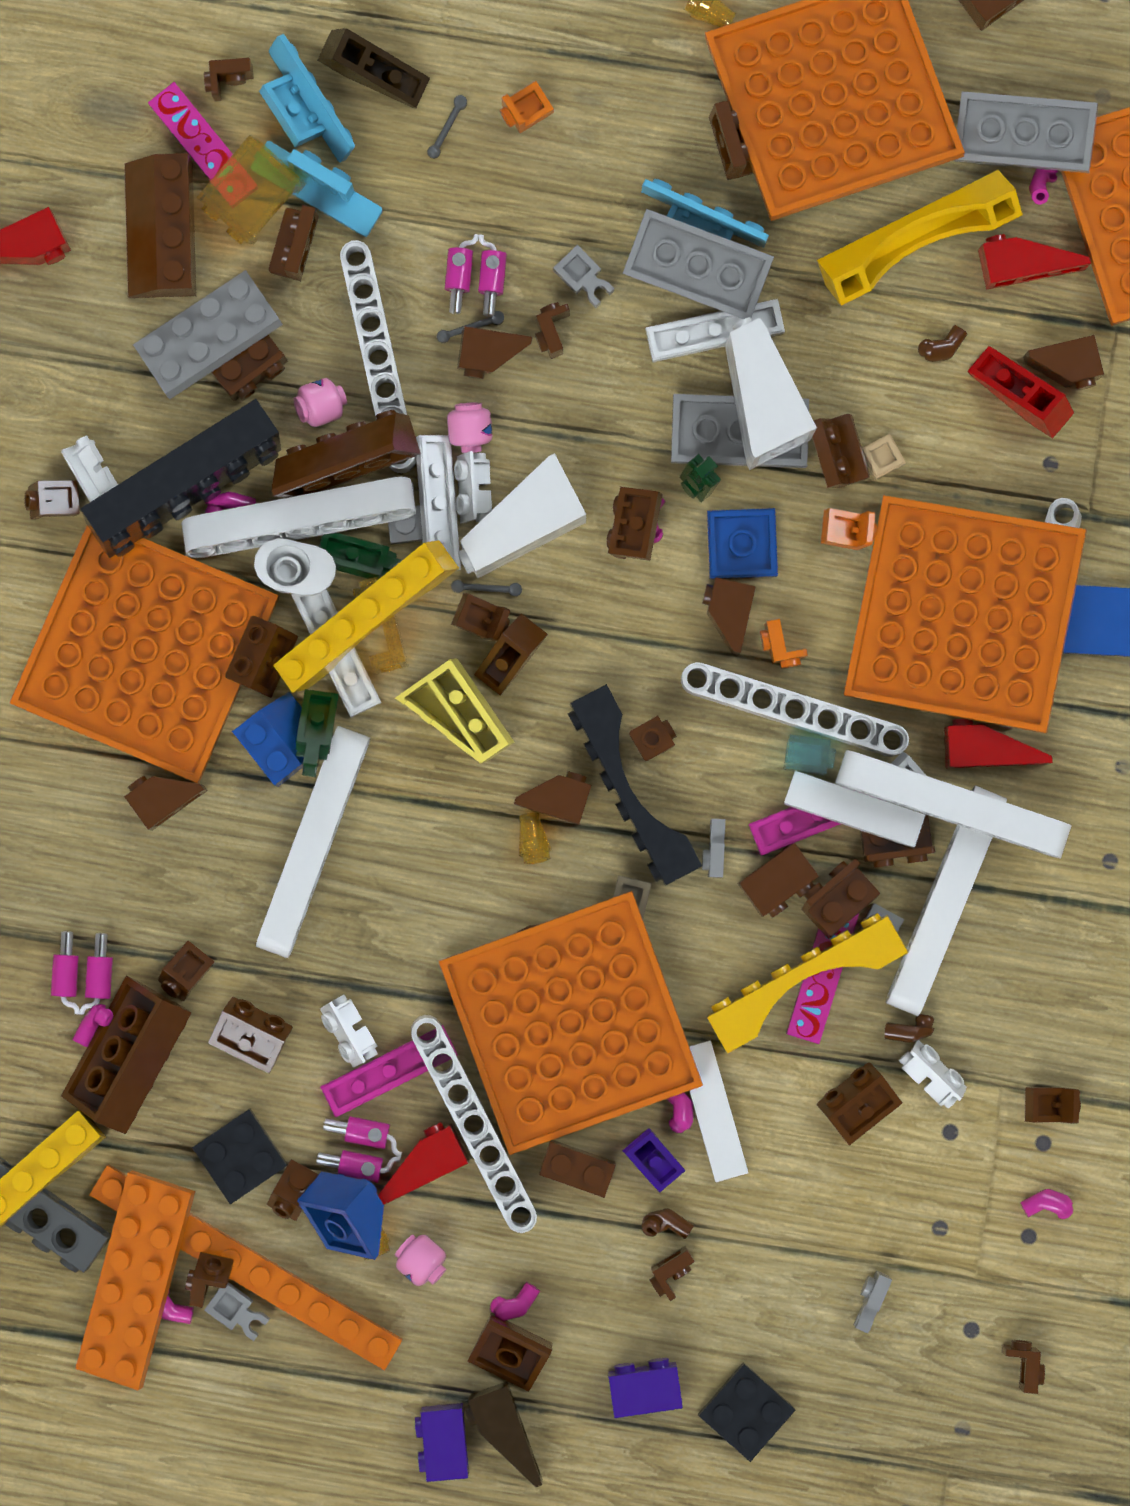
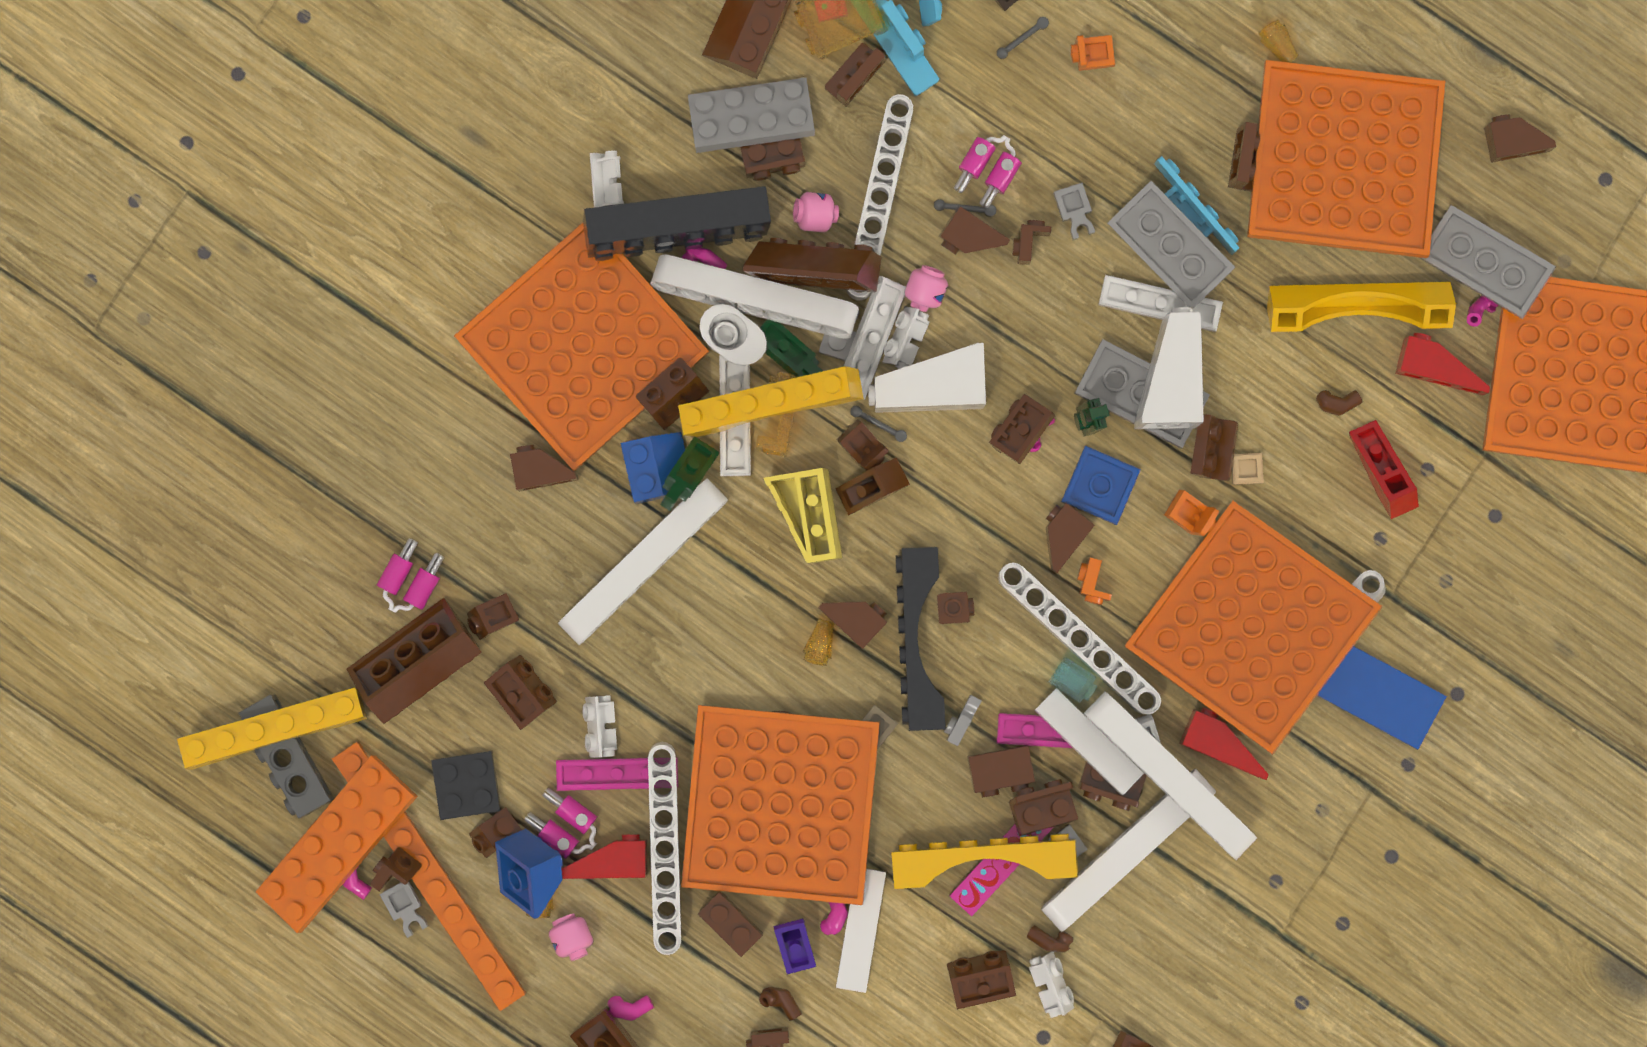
camera: 30 degrees right, 0 degrees up
(52, 499) = (565, 188): bracket -> none
(96, 1016) = (402, 619): dark pink arm -> none
(1069, 362) = (1433, 464): reddish brown slope -> none

